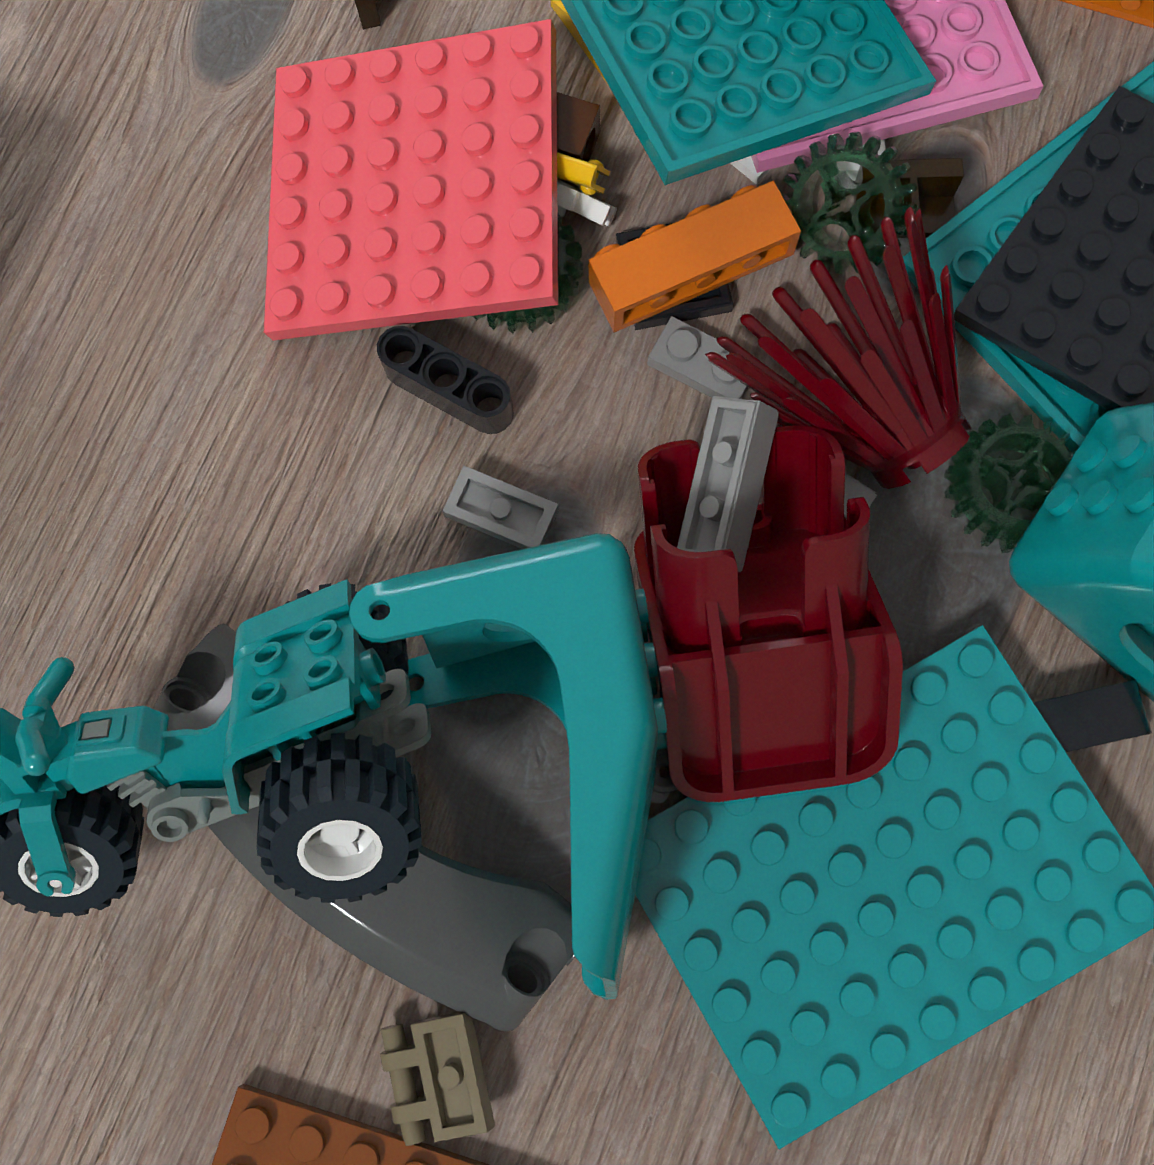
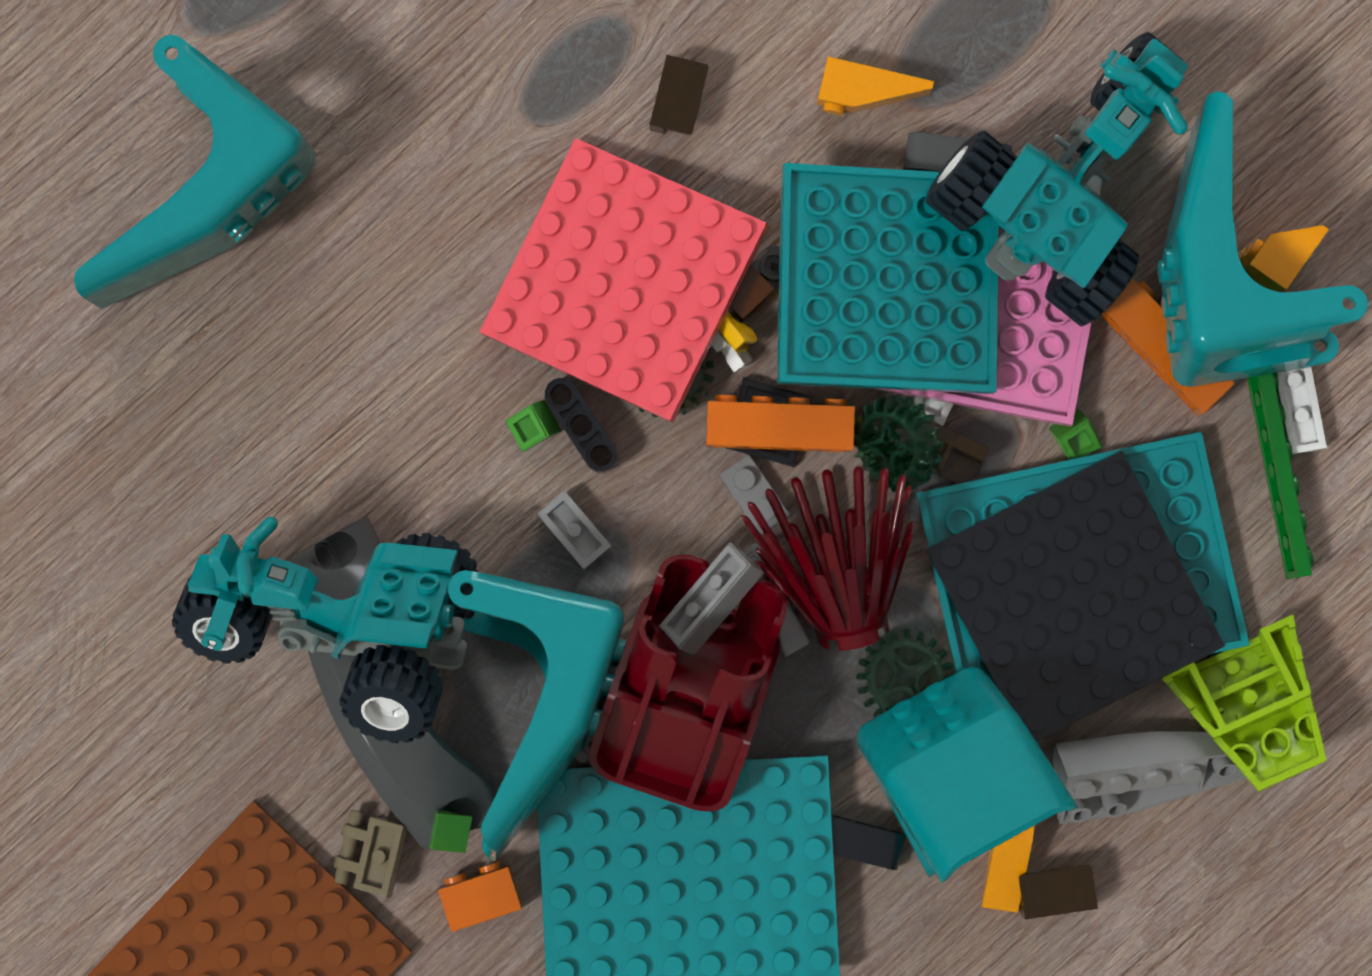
camera: 20 degrees right, 10 degrees up
(385, 414) = (533, 425): none -> bright green slope
(531, 988) = (450, 831): none -> bright green slope
(589, 85) = (763, 265): none -> dark grey plate
(618, 1062) = (479, 897): none -> orange brick
(1046, 116) = (1077, 440): none -> bright green slope

